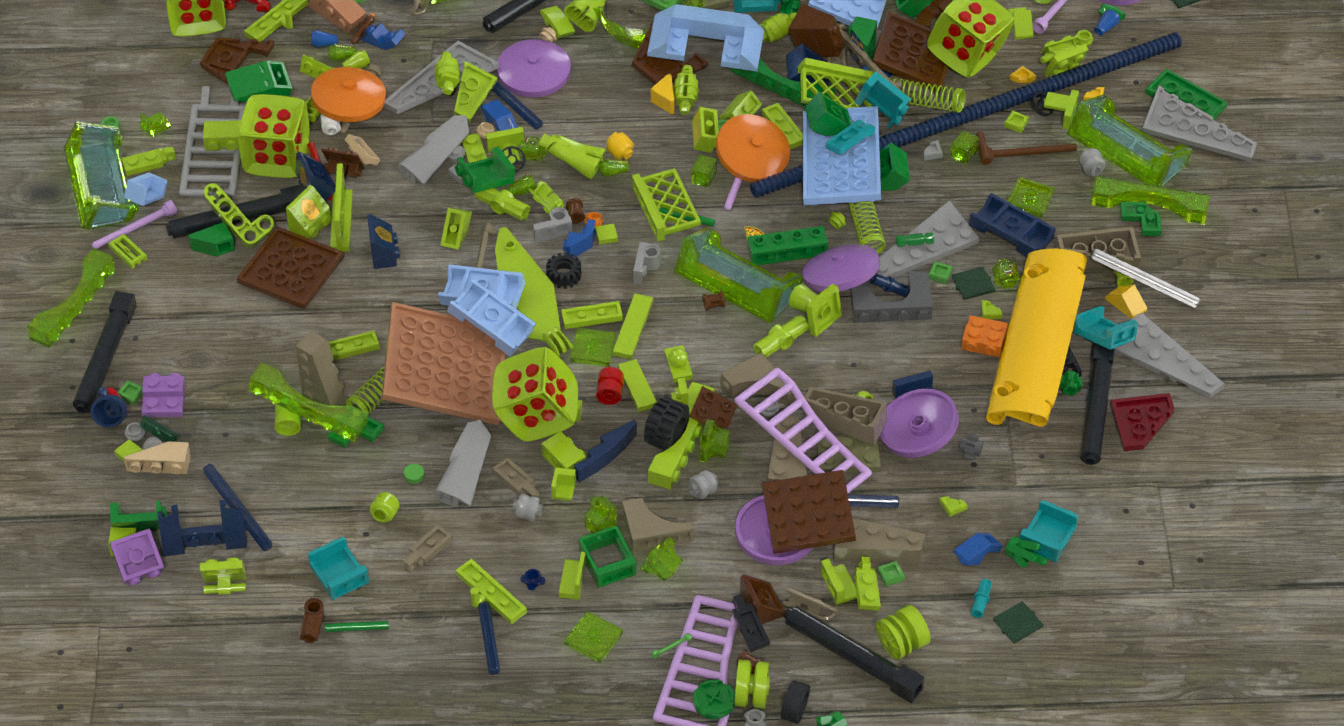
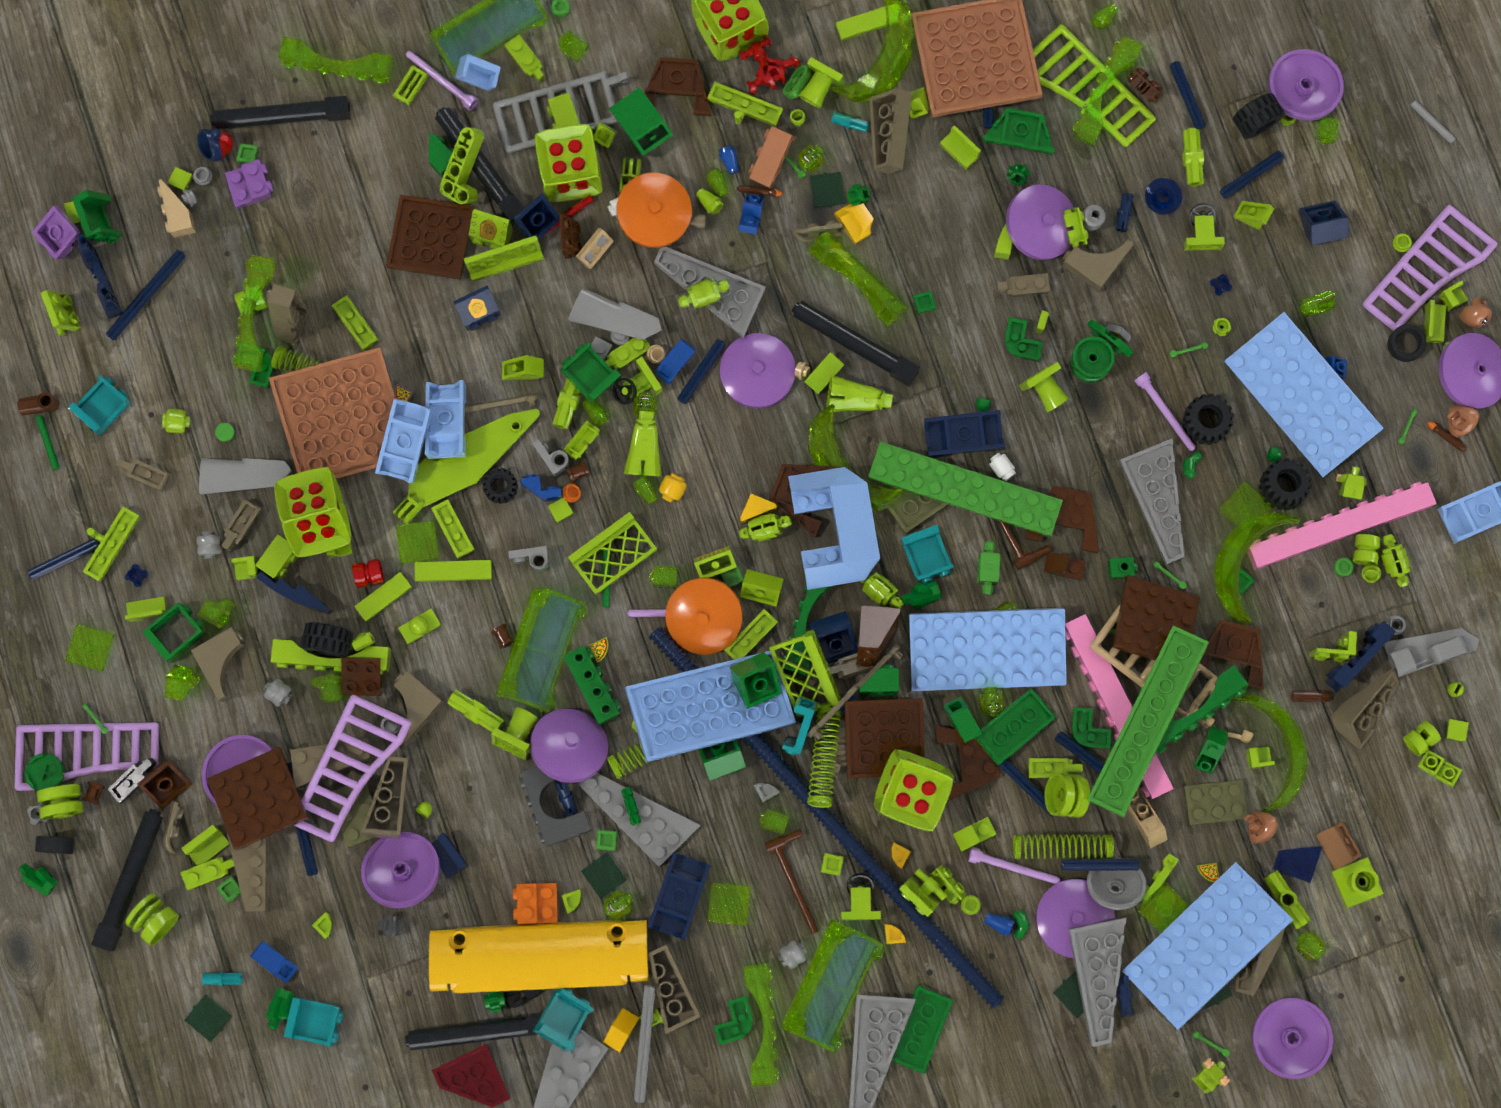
camera: 75 degrees right, 30 degrees up
(158, 430) = (206, 197): clear green slope -> none
(313, 67) = (690, 161): lime hinge -> none
(473, 90) = (700, 324): lime wing -> none
(850, 137) = (729, 708): teal plate -> none

